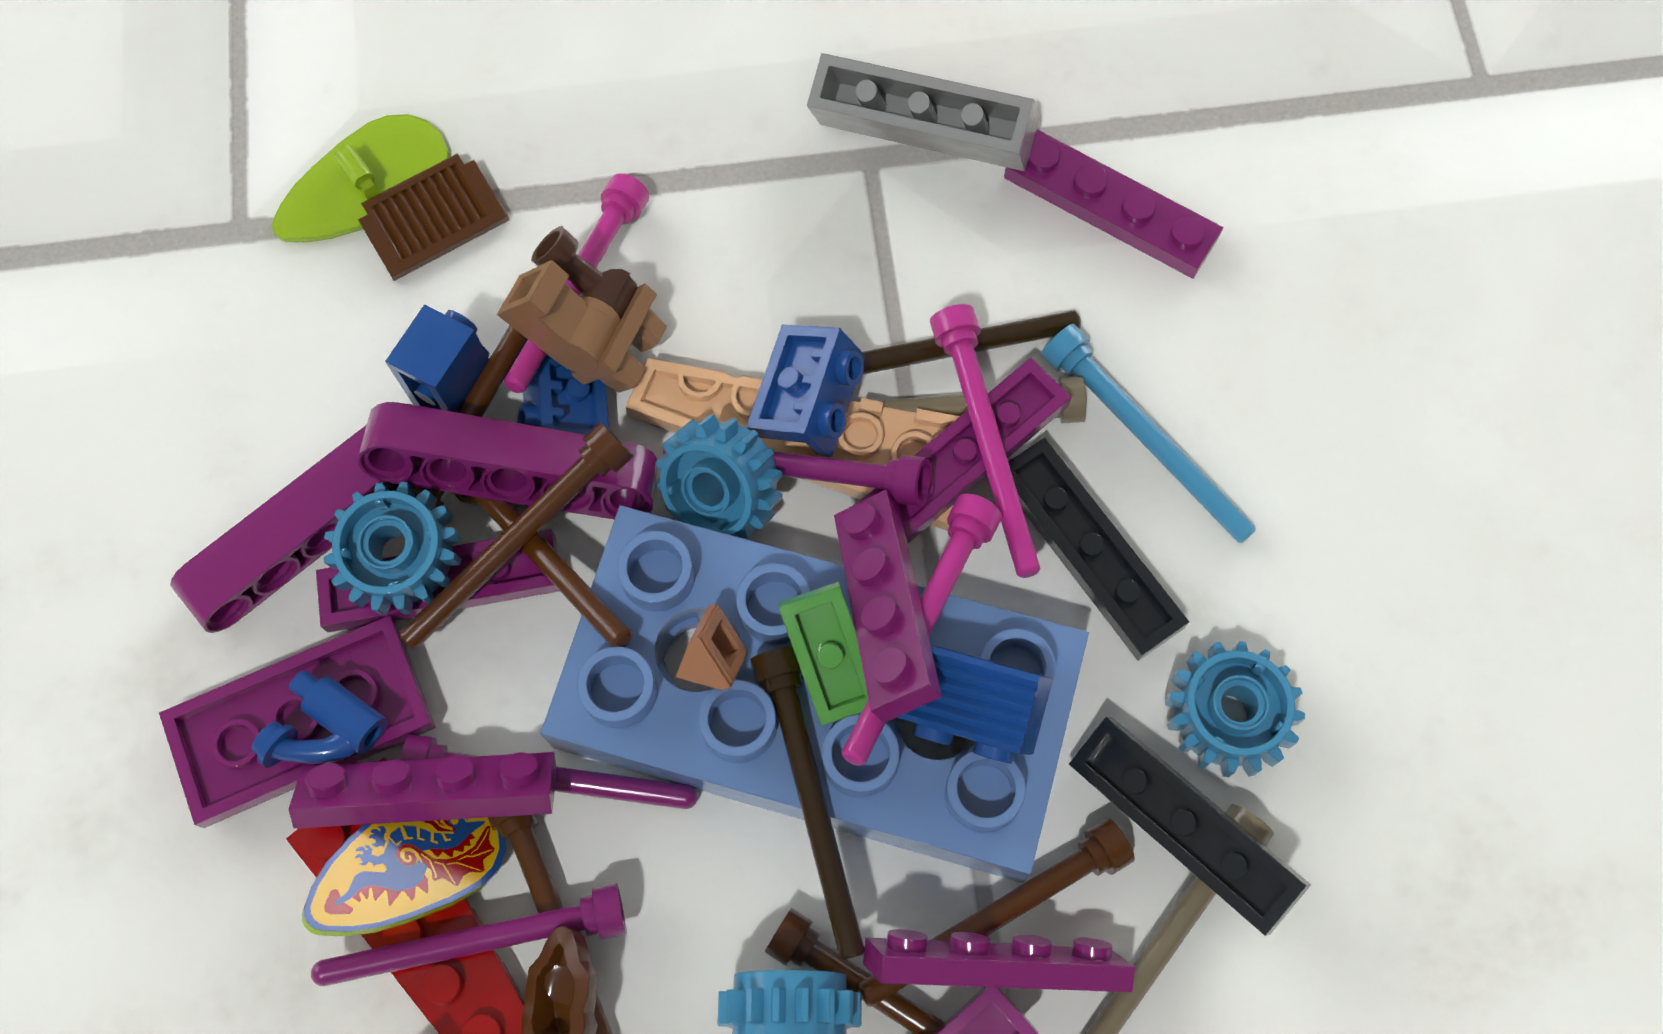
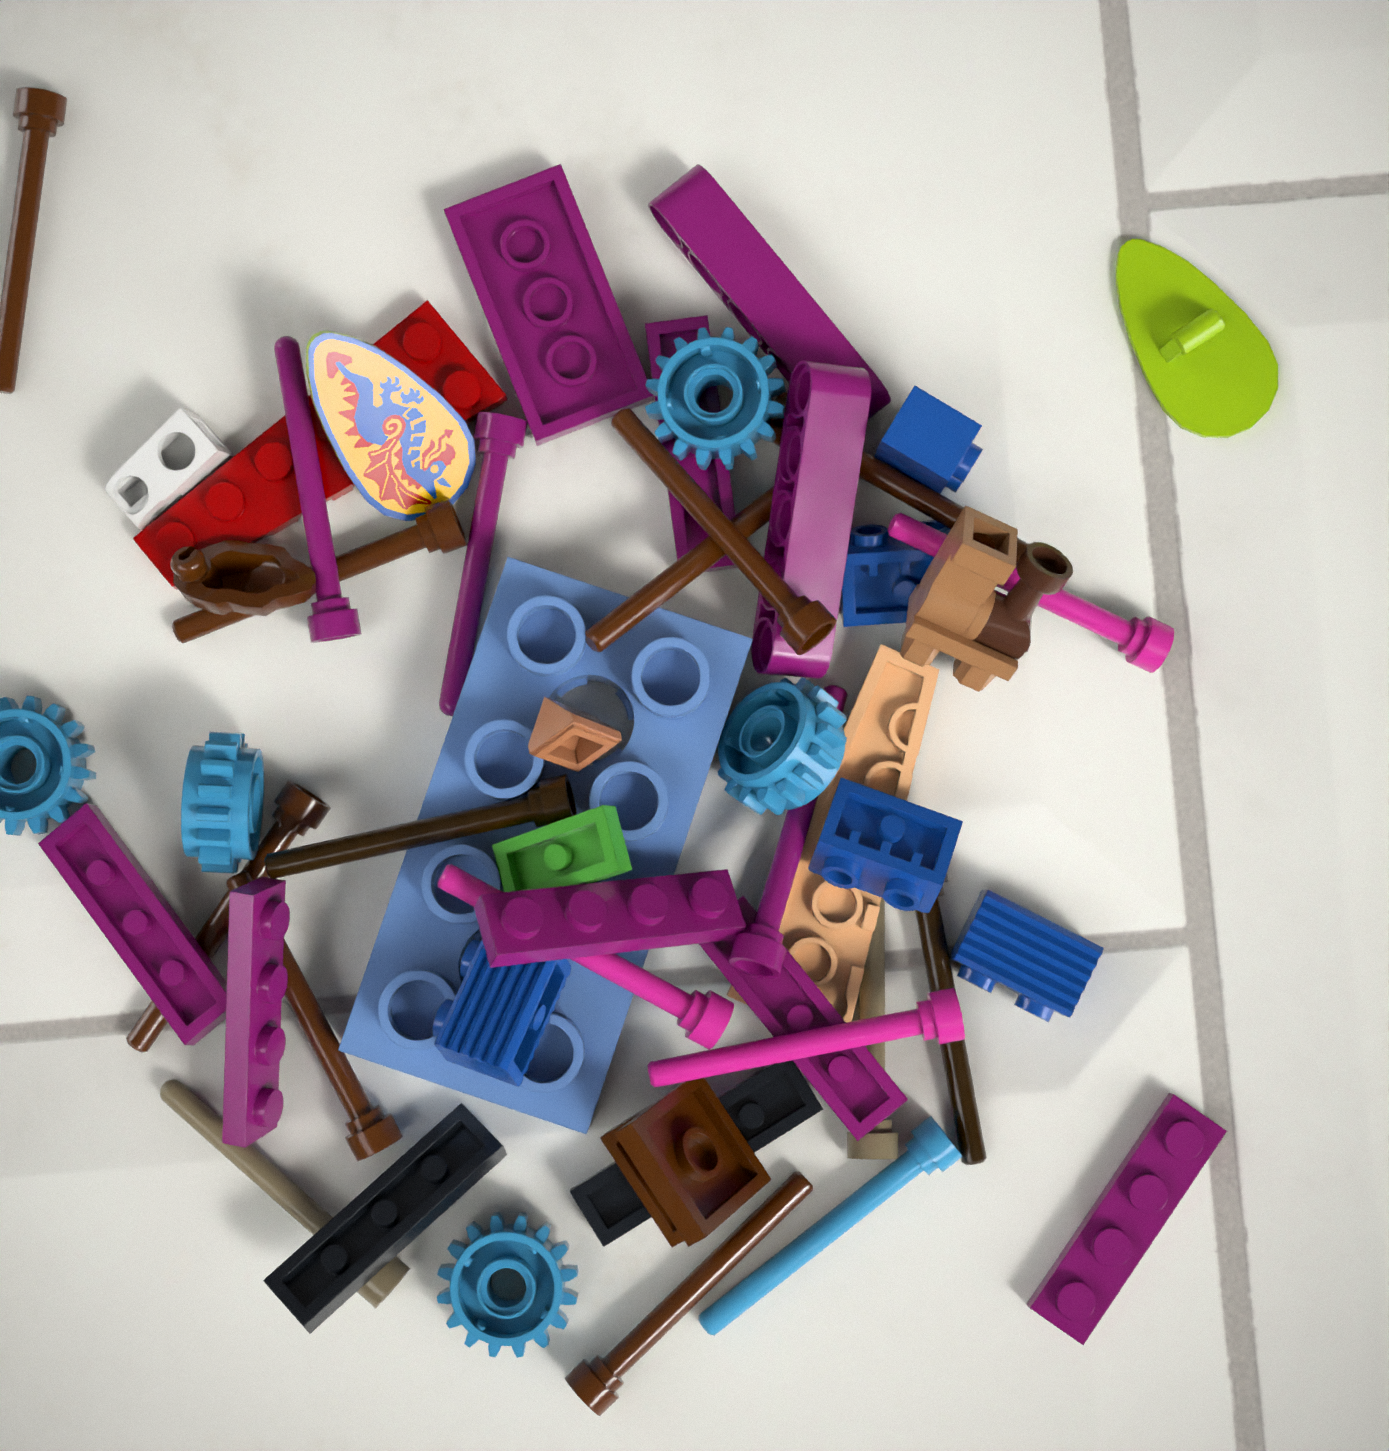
camera: 85 degrees right, 15 degrees up
(350, 720) = (549, 345): blue plant -> none
(424, 790) = (459, 441): magenta plate -> none
(431, 215) = (1141, 420): reddish brown window -> none
(896, 281) = (1025, 955): none -> blue brick
(924, 111) = (1234, 999): light grey brick -> none
(1109, 543) = (686, 1162): none -> reddish brown bracket
(1308, 622) = (600, 1378): none -> reddish brown piece

